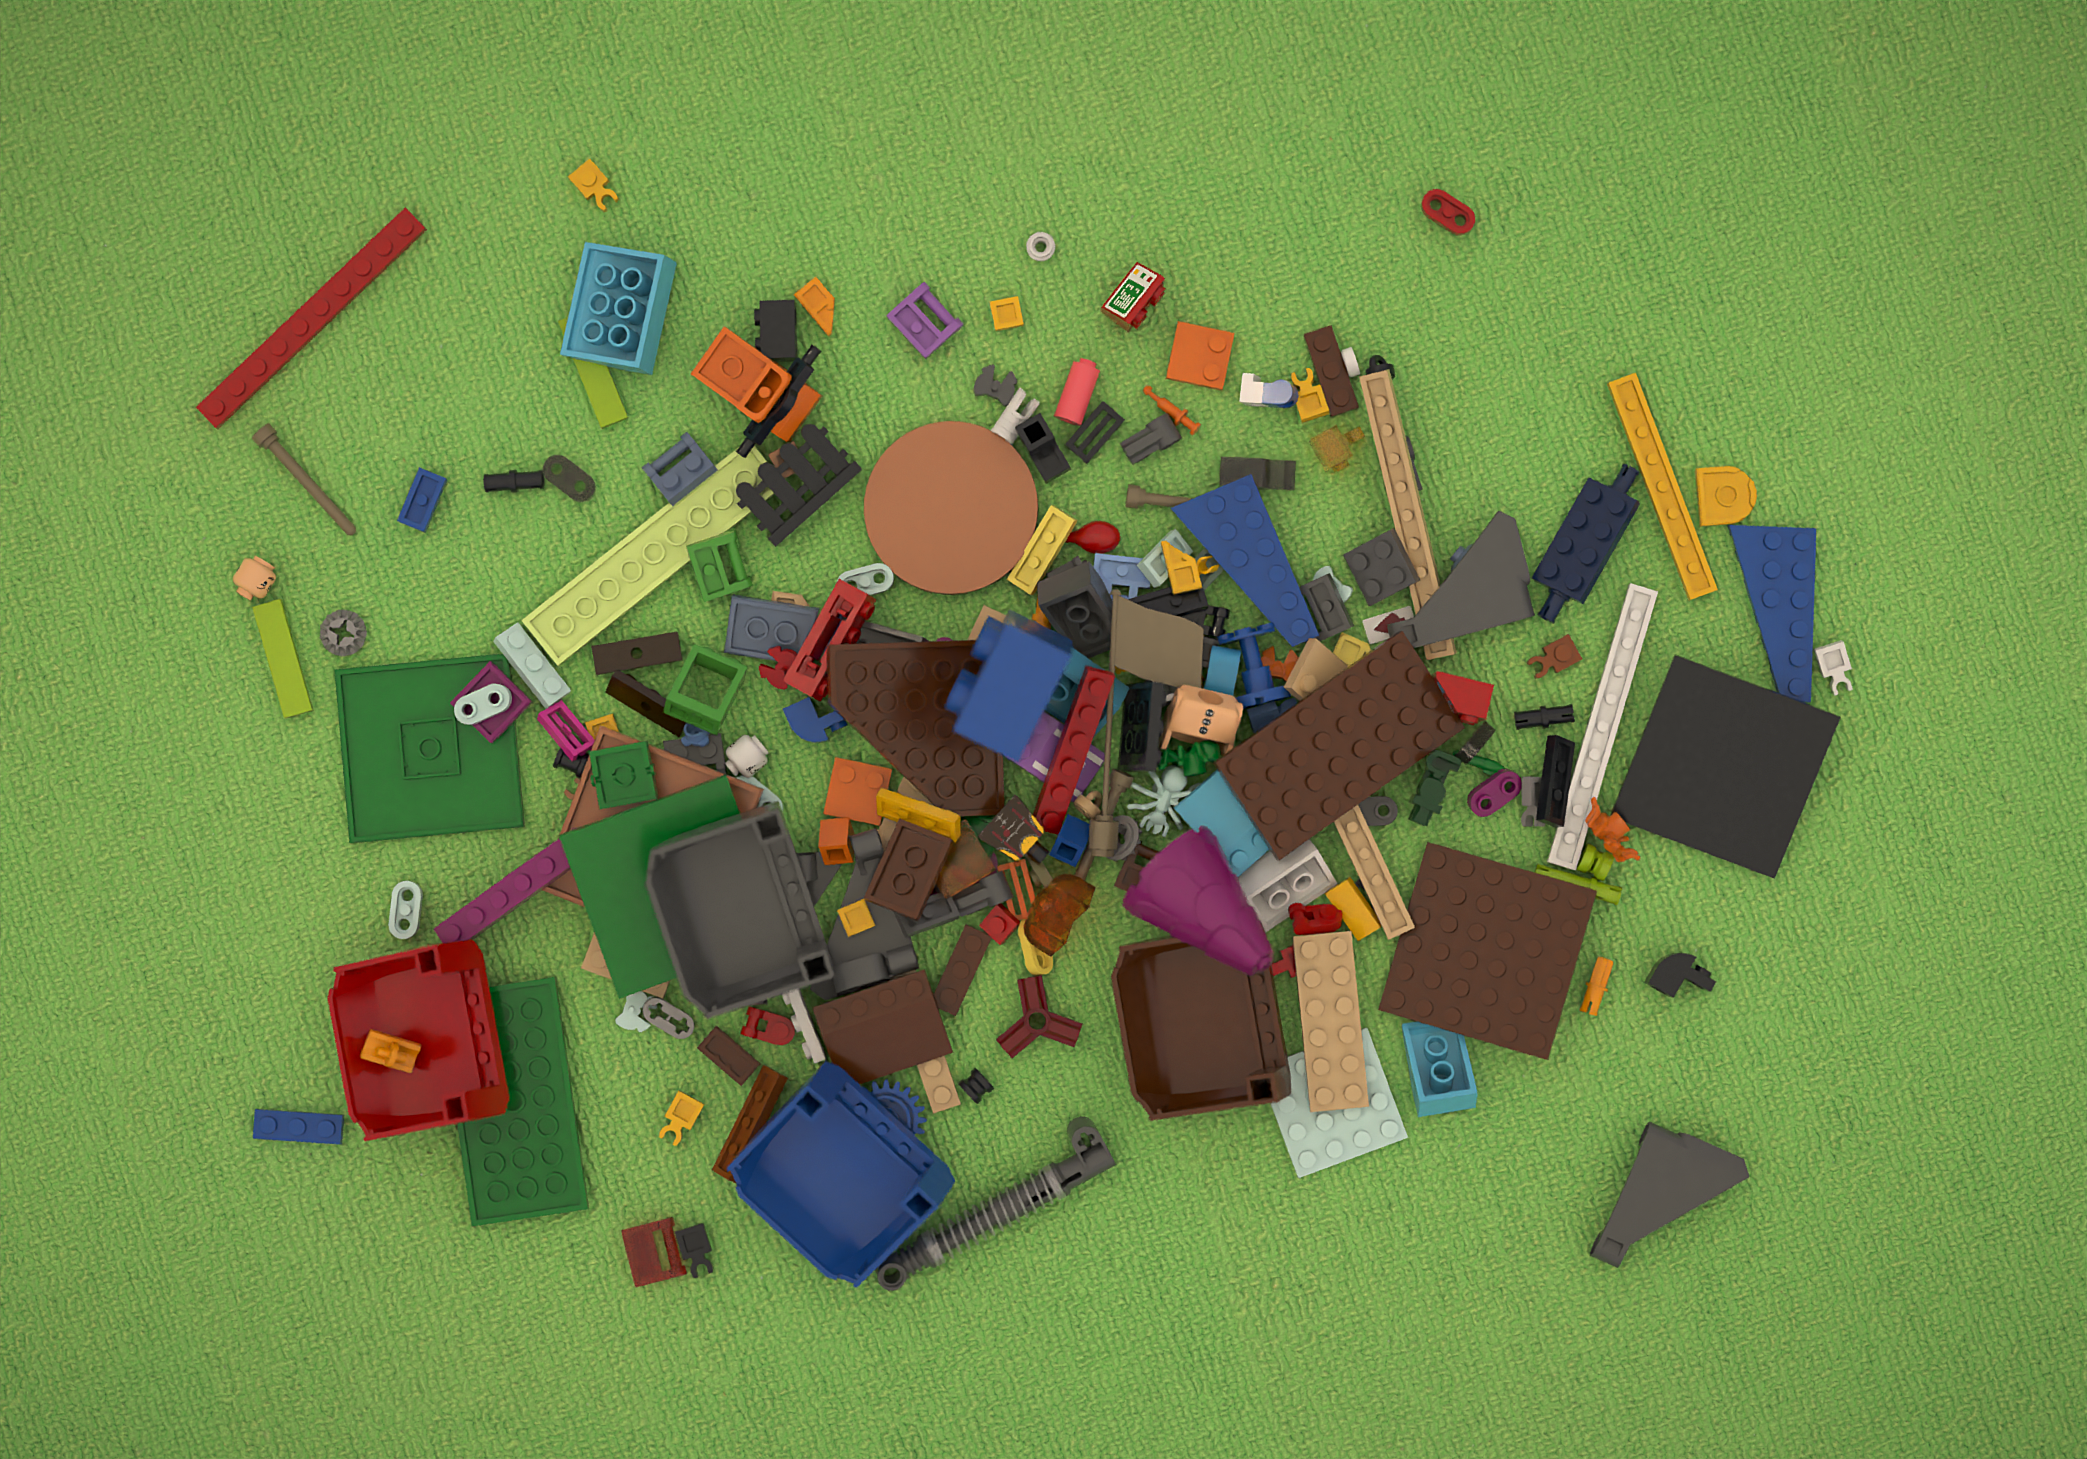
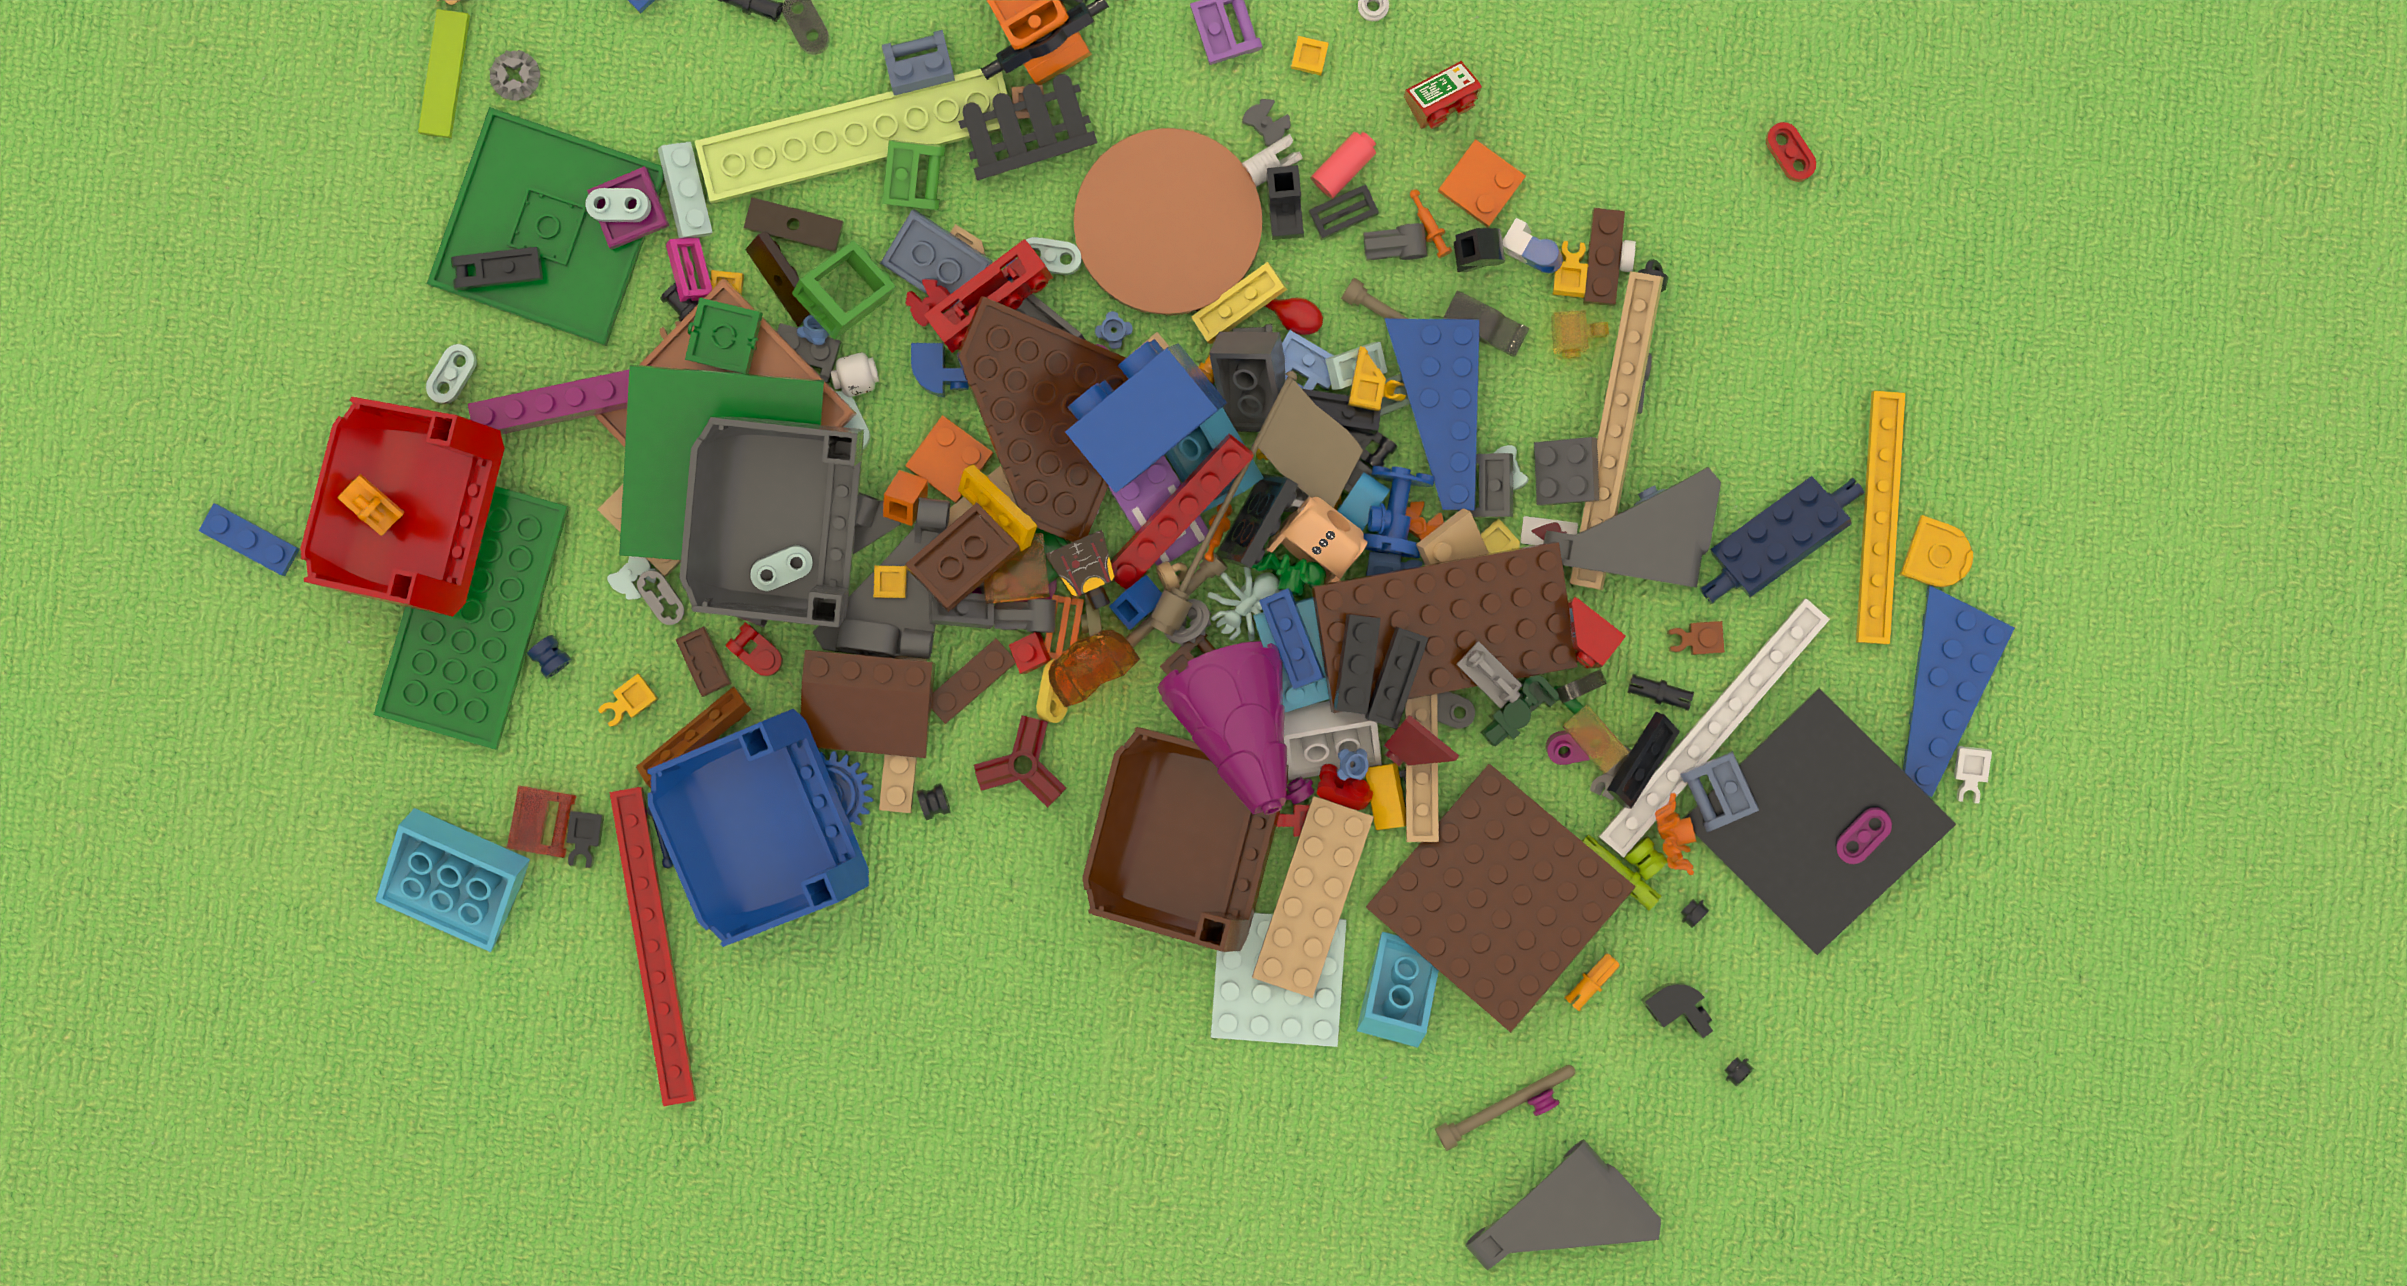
camera: 15 degrees right, 0 degrees up
(405, 803) = (497, 268): none -> black plate
(597, 1110) = (549, 656): none -> dark blue wheel
(600, 1335) = (451, 879): none -> medium azure slope
(759, 946) = (780, 566): none -> light aqua plate
(775, 1237) = (666, 861): none -> dark blue hinge
(795, 1314) = (652, 946): none -> red plate
(803, 1022) = (792, 663): white plate -> none
(950, 627) = (1104, 330): none -> medium blue plate
(1051, 1183) = (962, 931): dark grey piece -> none
(1115, 743) = (1222, 527): none -> orange piece
(1216, 813) = (1292, 639): none -> blue plate
(1223, 414) = (1478, 249): none -> black brick
(1242, 679) = (1379, 518): none -> blue plate
(1279, 936) = (1299, 790): none -> magenta plate
(1280, 810) = (1357, 664): none -> black plate
(1318, 807) = (1396, 677): none -> black plate
(1319, 891) = (1360, 765): none -> medium blue plate
(1361, 856) = (1417, 745): none -> dark red slope
(1395, 769) = (1490, 675): none -> light grey hinge
(1507, 782) = (1595, 739): none -> clear yellow plate
(1536, 1167) = (1452, 1133): none -> dark tan piece
(1601, 1105) = (1543, 1102): none -> magenta bush
(1638, 772) = (1729, 787): none -> sand blue plate
(1655, 889) = (1694, 912): none -> black plate
(1752, 1005) = (1738, 1071): none -> black plate
(1768, 761) = (1864, 835): none -> magenta plate

